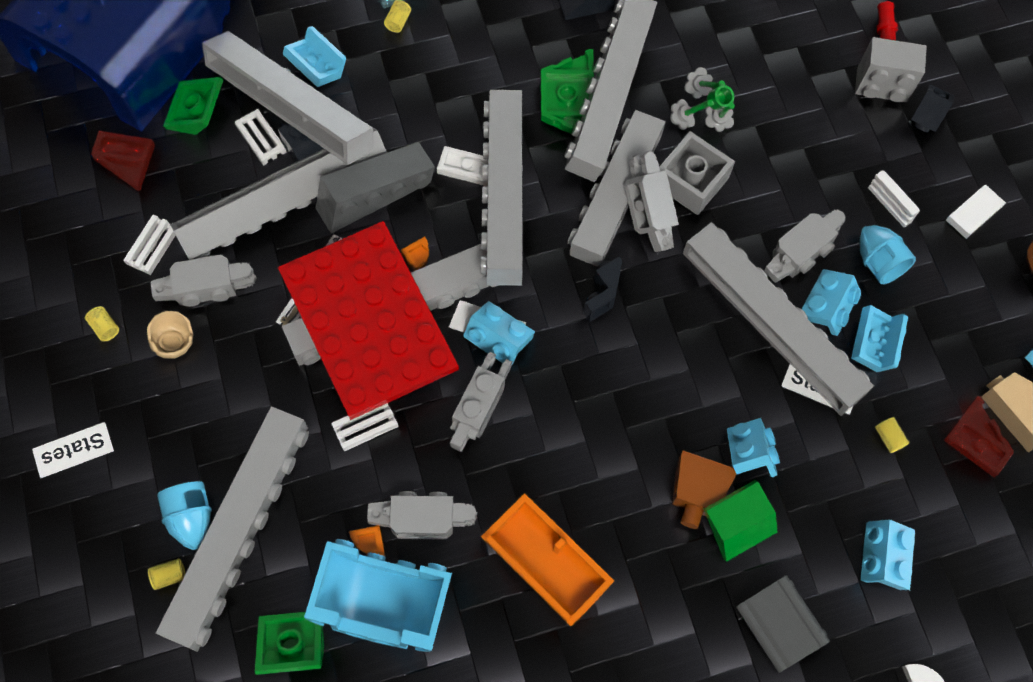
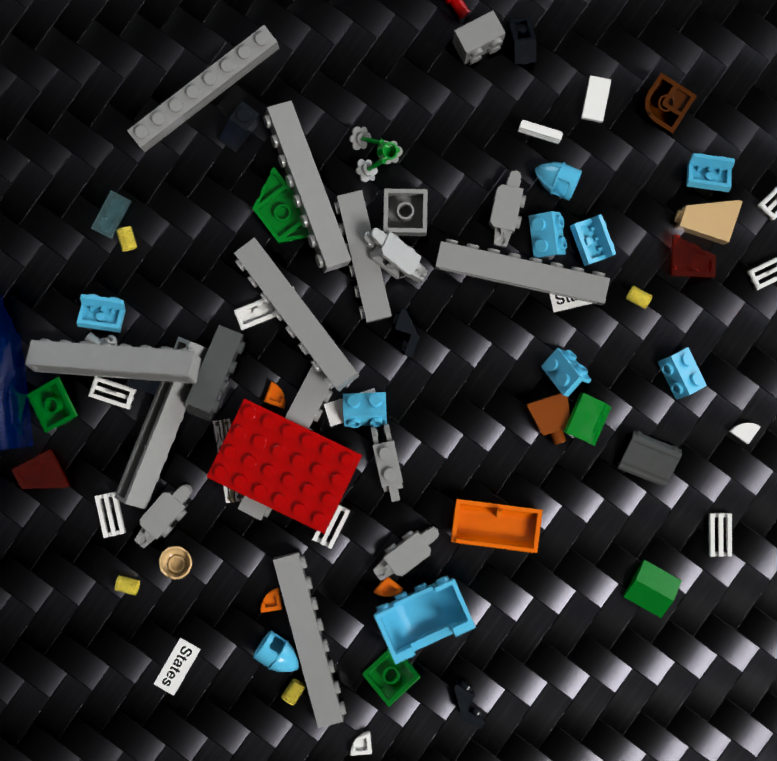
camera: 35 degrees left, 20 degrees up
(231, 457) = (272, 601): none -> orange tile

